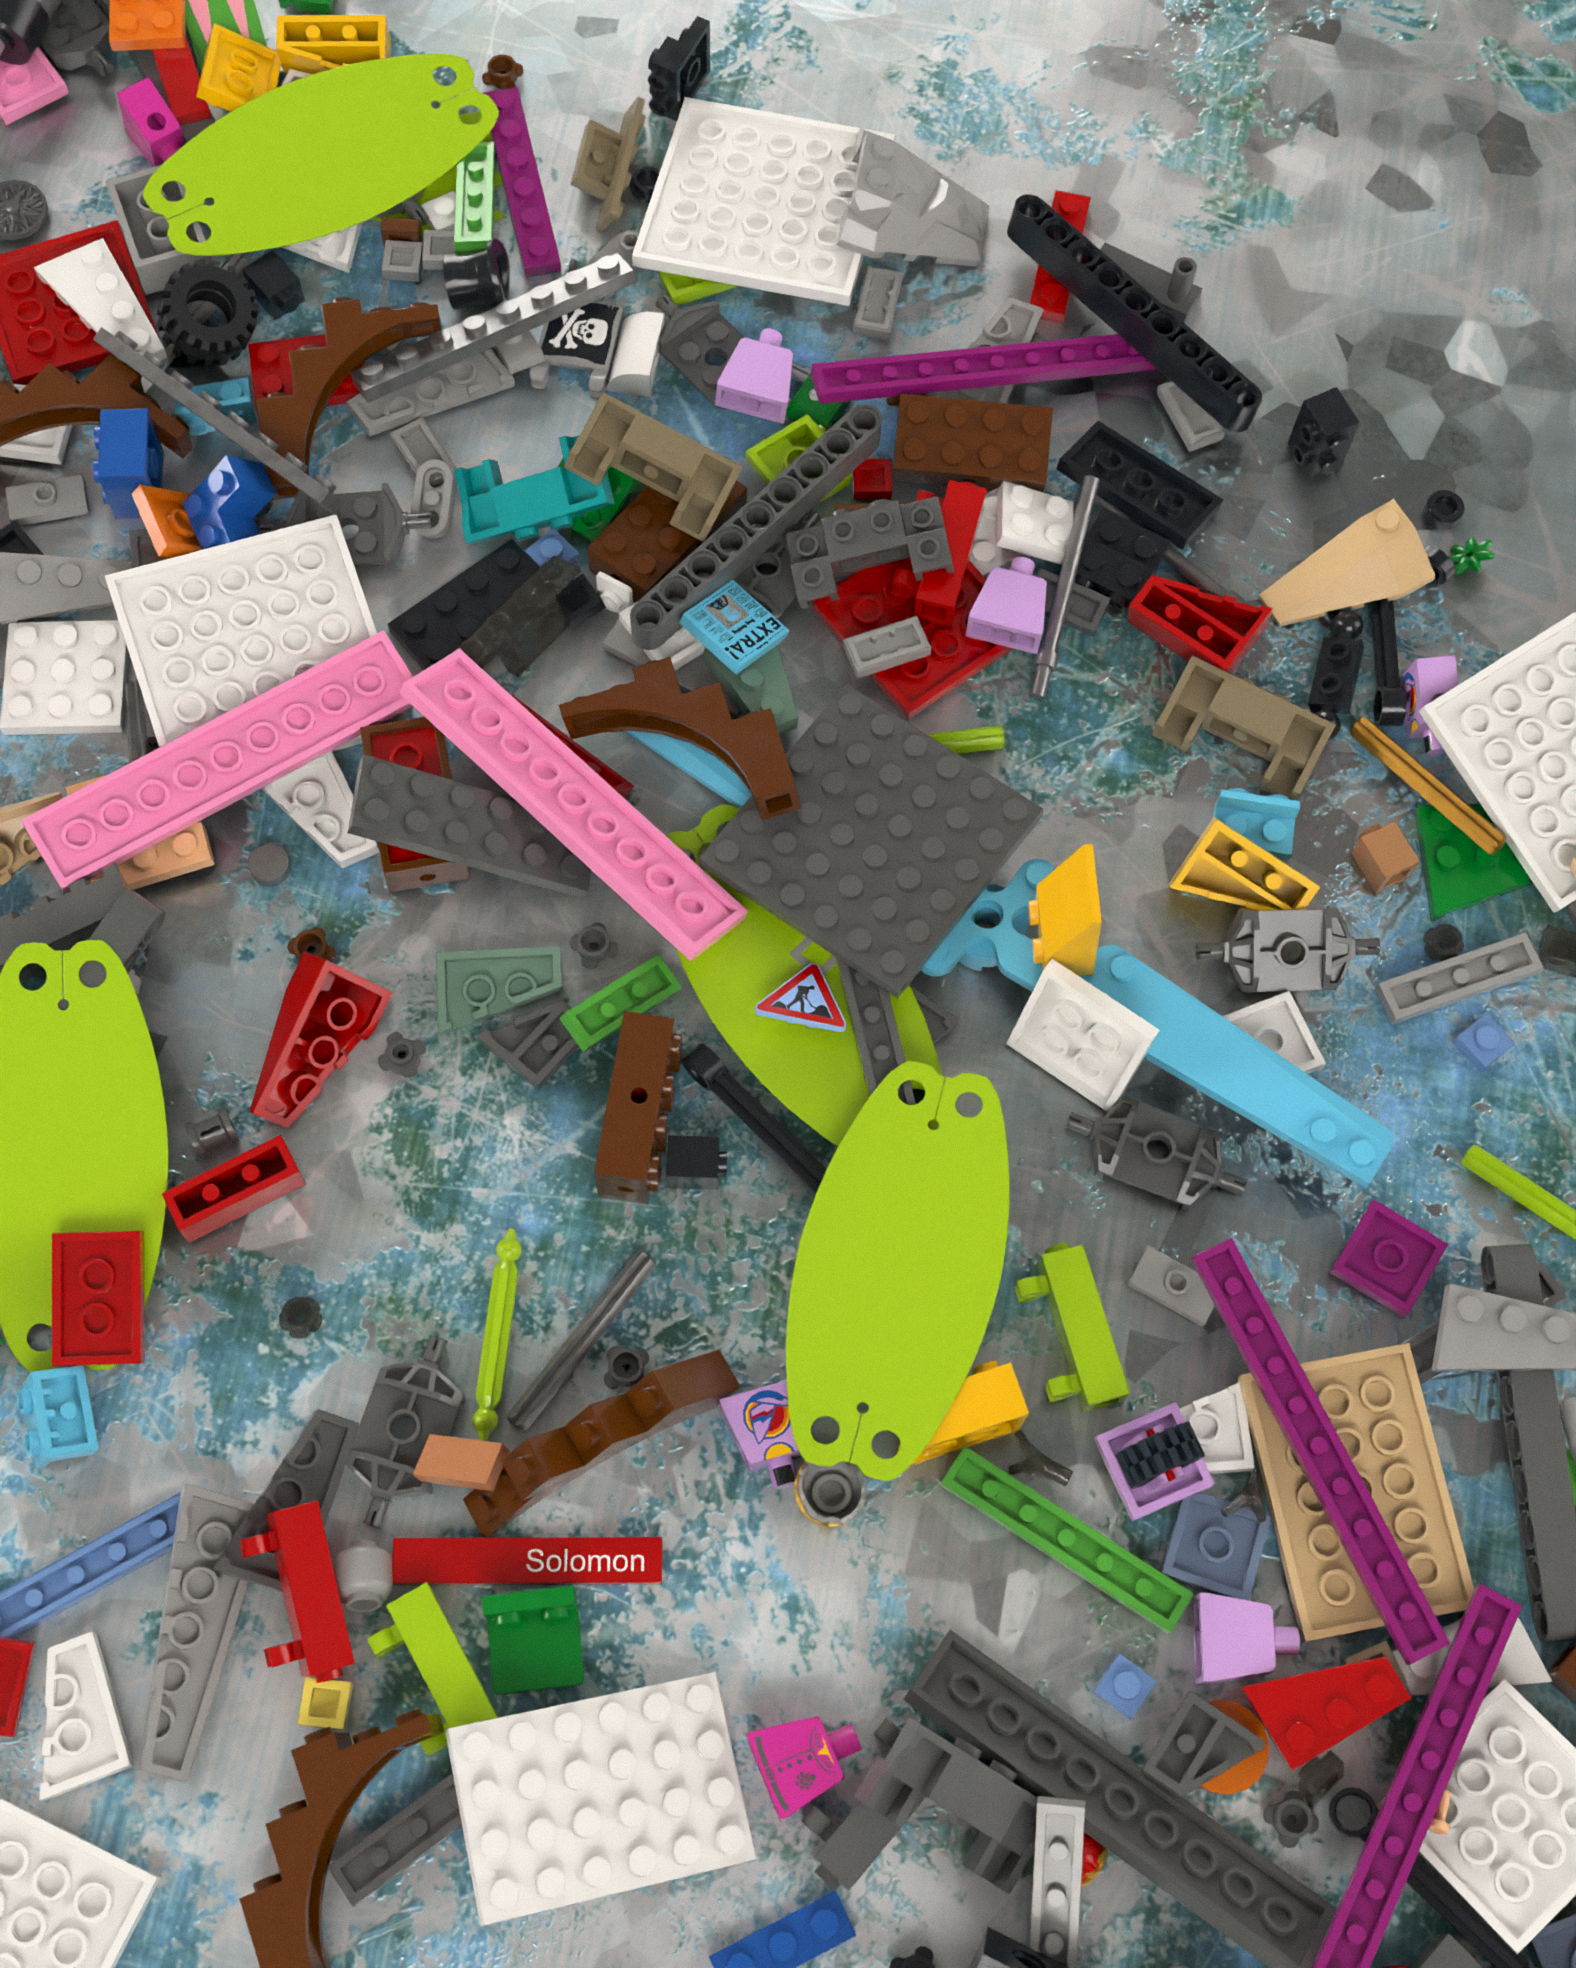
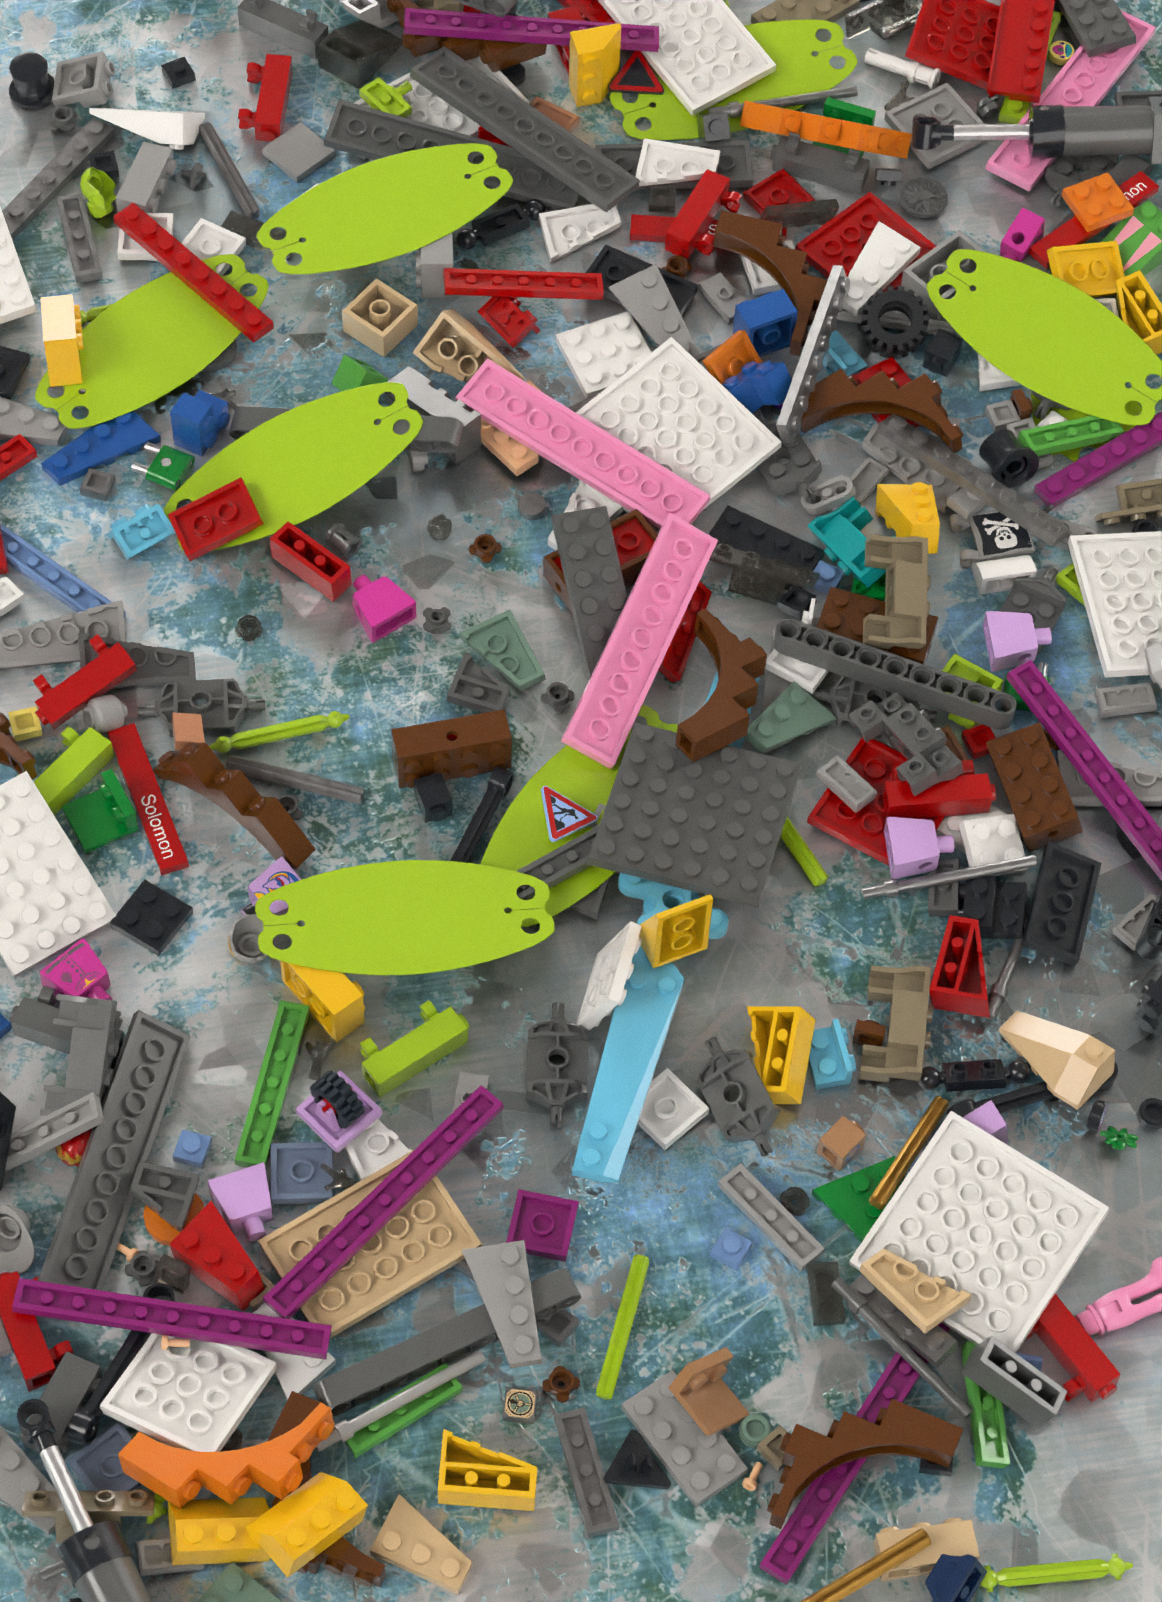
camera: 70 degrees right, 10 degrees down
(250, 996) = (439, 527): none -> clear smoke plate
(316, 1028) = (433, 569): red wedge -> none
(347, 1121) = (381, 606): none -> dark pink torso
(520, 411) = (910, 511): none -> yellow wedge
(634, 992) = (523, 720): bright green plate -> none
(730, 1621) = (151, 917): none -> black plate
(734, 626) = (814, 688): medium azure tile -> none
(1243, 764) = (869, 1033): none -> reddish brown plate
(1264, 1829) = (126, 1251): none -> light nougat piece

